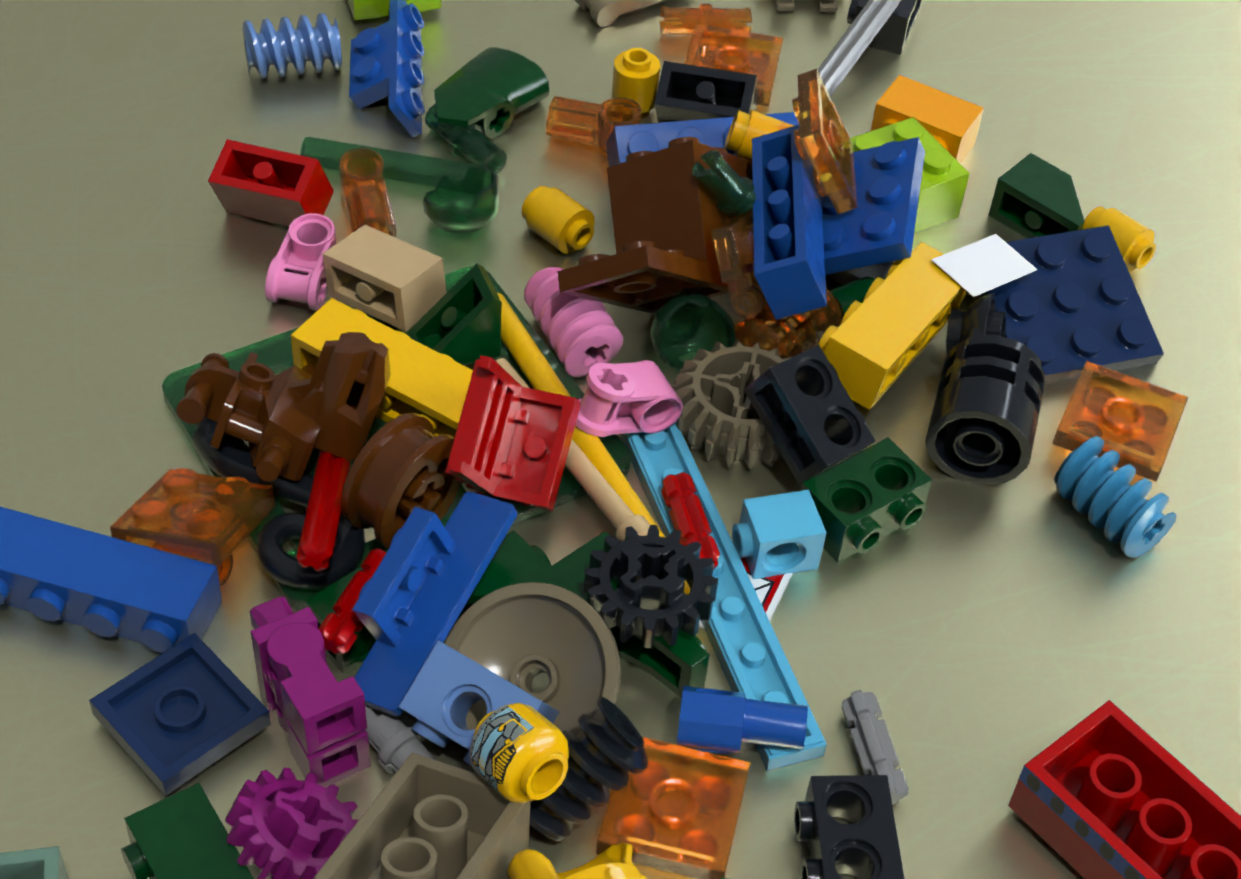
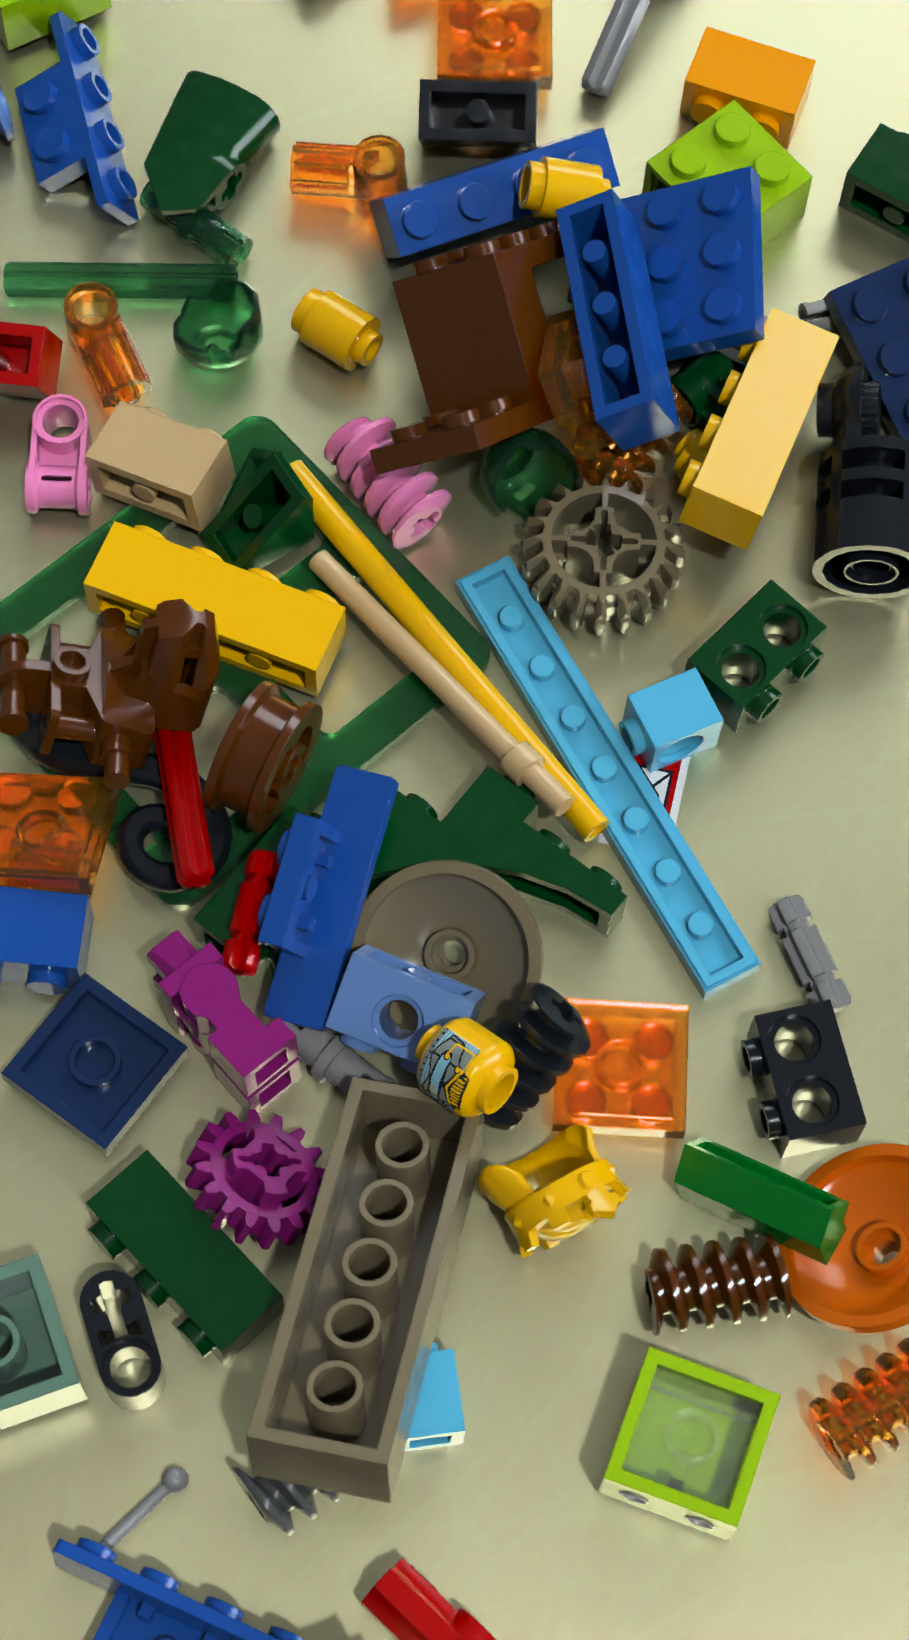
camera: 10 degrees left, 20 degrees up
(512, 438) = (369, 678): red plate -> none
(627, 400) = (474, 588): bright pink piece -> none
(636, 78) = (385, 96): yellow brick -> none
(651, 585) = (543, 809): black gear -> none
(689, 514) = (573, 728): red axle -> none
(723, 719) = (652, 964): blue piece -> none
(733, 193) = (548, 302): clear green pin -> none
(809, 414) = (674, 586): black brick -> none
(824, 142) = (644, 205): clear orange plate -> none
(984, 265) = (848, 324): white sticker -> none

